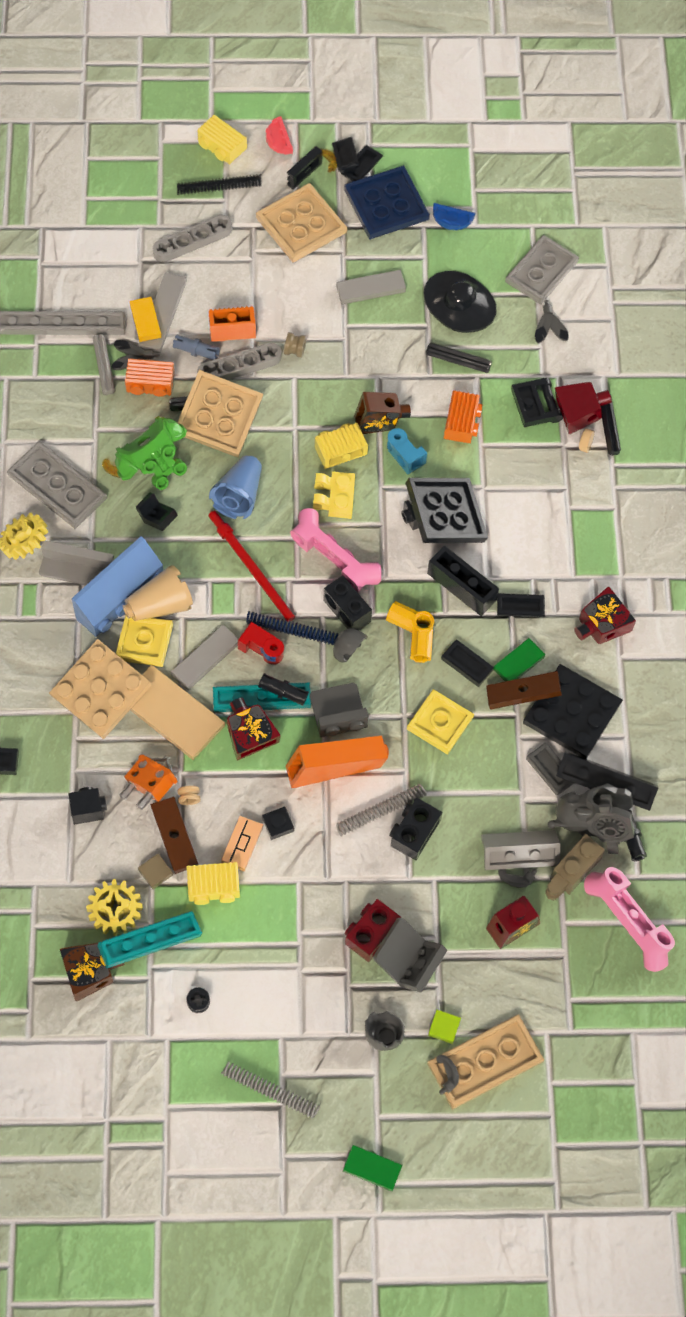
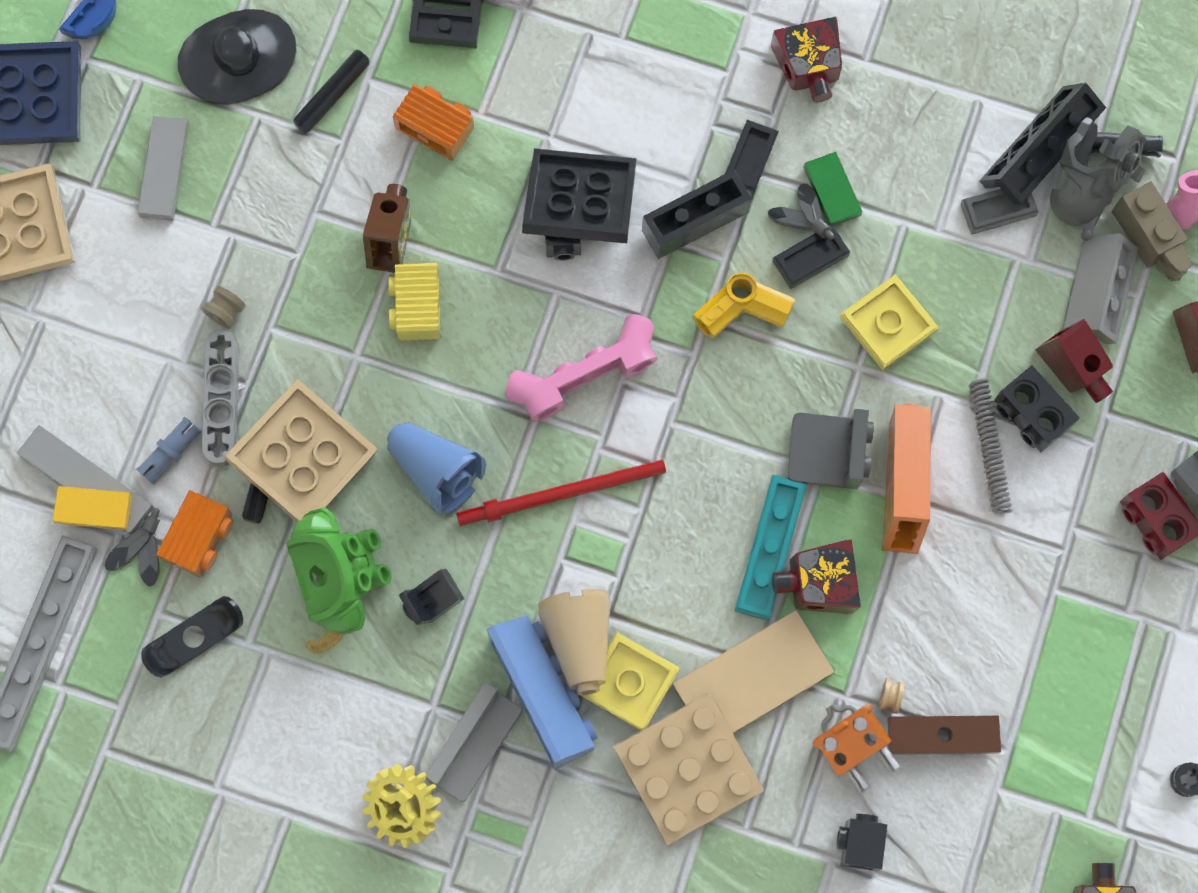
camera: 70 degrees left, 10 degrees up
(57, 484) = (322, 730): light grey tile -> none
(76, 389) = (169, 650): none -> black piece
(103, 364) = (142, 596): light grey axle -> none
(124, 907) = (1022, 868): light yellow gear -> none
(149, 939) = (1092, 818): teal tile -> none
(155, 871) = (986, 778): dark tan tile -> none
(205, 657) = (684, 604): light grey tile -> none
(213, 883) = (1032, 704): light yellow brick -> none
(232, 323) = (156, 383): orange brick -> none
(242, 842) = (981, 646): light nougat tile -> none
(262, 643) = (701, 510): red leg -> none
(278, 823) = (966, 588): black plate -> none
(283, 689) = (779, 512): black pin -> none
(321, 638) = (698, 453): dark blue piece -> none
(341, 494) = (490, 329): light yellow plate -> none
(347, 604) = (676, 381): black brick -> none
(347, 643) = (741, 399): dark grey hair -> none
(404, 452) = (456, 220): dark azure leg -> none
(464, 833) = (1078, 360): none -> dark red torso
(491, 651) = (808, 218): none -> dark grey piece
(517, 881) = (1141, 309): dark grey piece -> none
(523, 690) = (889, 176): reddish brown tile -> none
(577, 716) = (926, 149): black plate -> none

